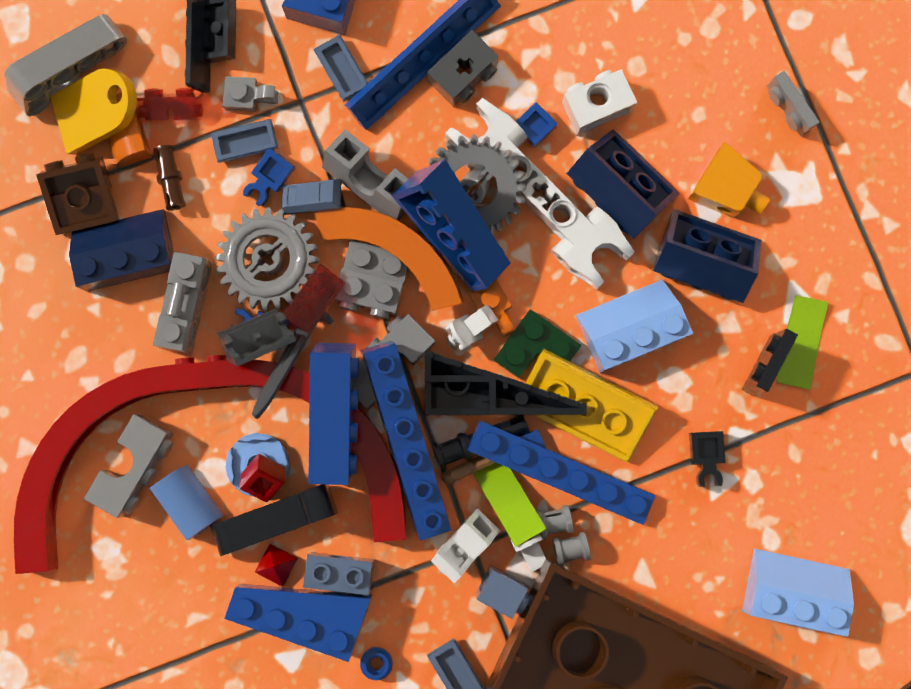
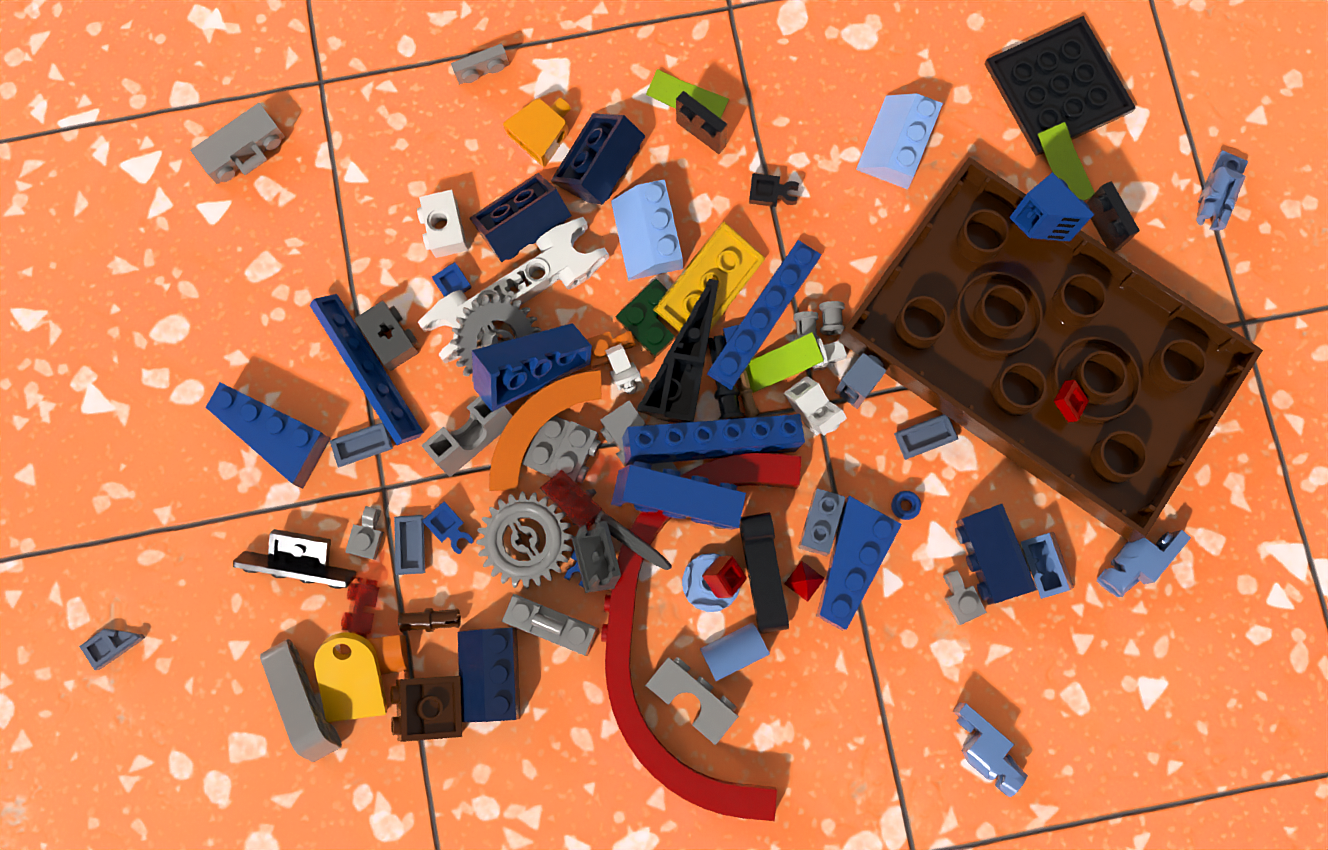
camera: 75 degrees left, 5 degrees down
(311, 196) = (475, 490): sand blue tile -> none

